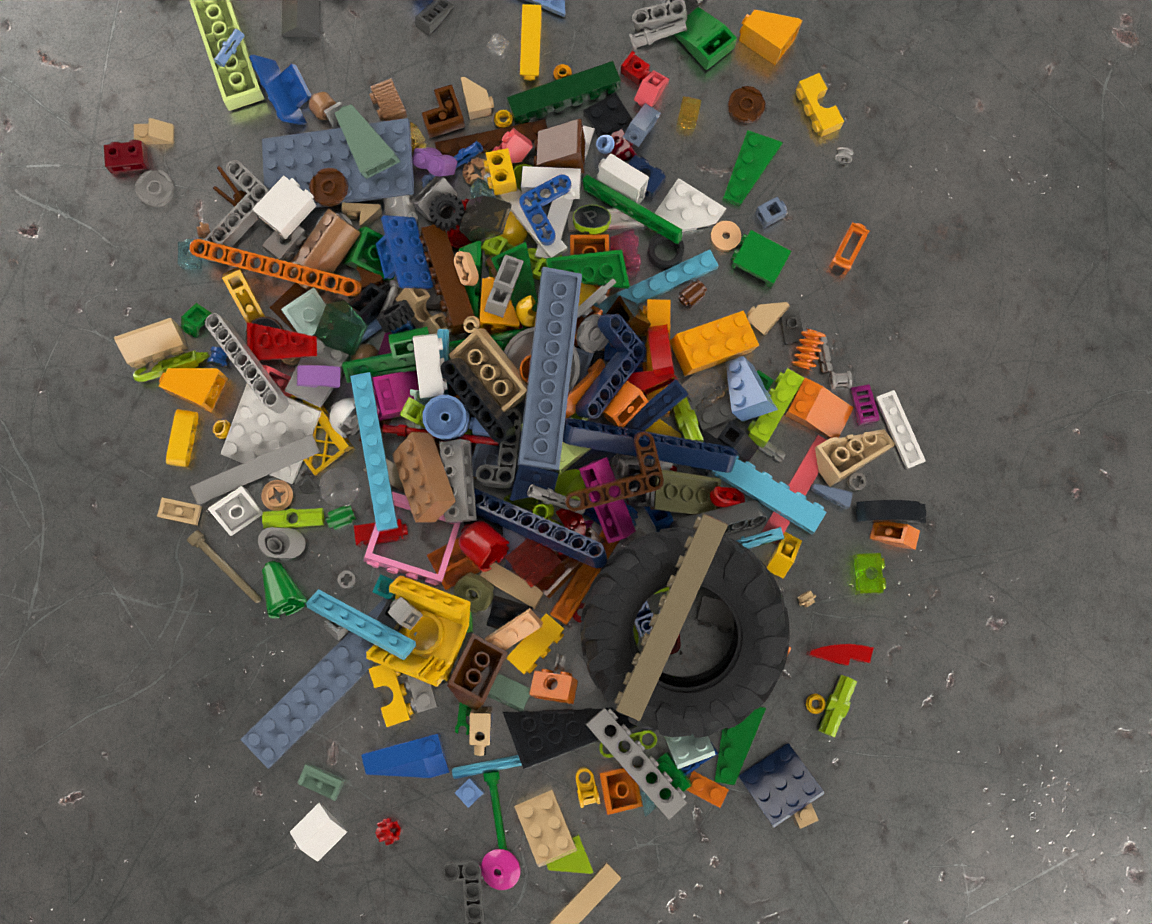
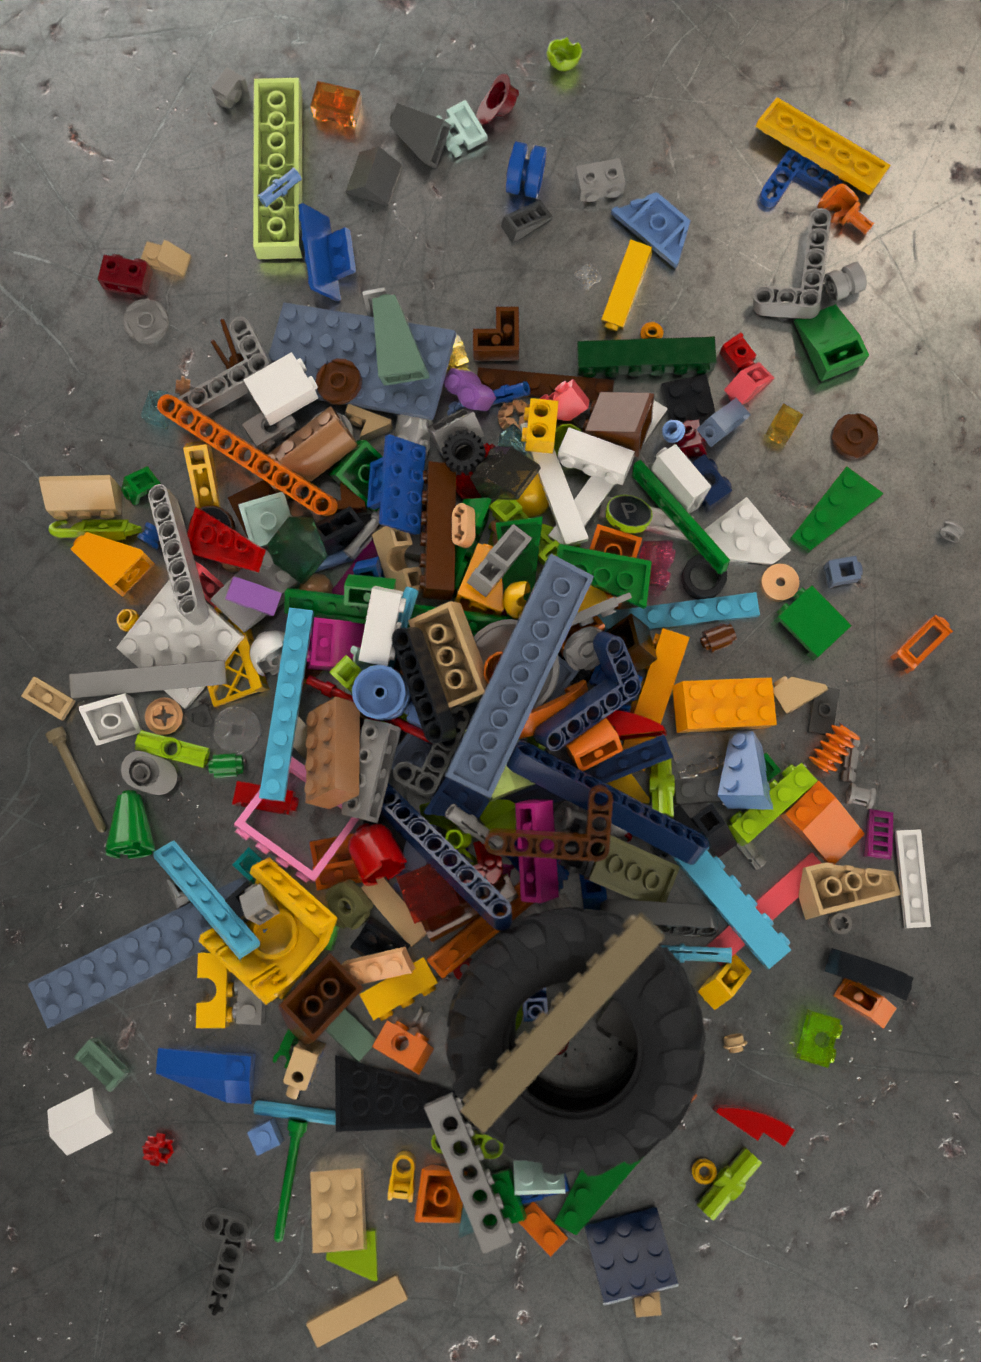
camera: 25 degrees right, 0 degrees up
(182, 438) = (79, 615): yellow beam -> none
(320, 102) = (362, 281): medium nougat head -> none
(342, 575) = (207, 832): light grey bush -> none
(388, 101) = (440, 302): medium nougat brick -> none
(395, 316) = (364, 555): black tyre -> none
(467, 327) = (447, 594): tan pin -> none
(476, 99) = (542, 333): tan slope -> none
(503, 114) = (565, 358): yellow plate -> none
(506, 863) = (278, 1233): dark pink dish -> none
(536, 208) = (568, 480): blue beam -> none
(649, 36) = (766, 320): light grey pin -> none
(660, 350) = (657, 694): red slope -> none
(726, 496) = (679, 890): red plate -> none
(769, 33) = (909, 361): light orange slope -> none
(823, 119) = (941, 482): yellow arch -> none
(837, 496) = (810, 933): sand blue slope -> none

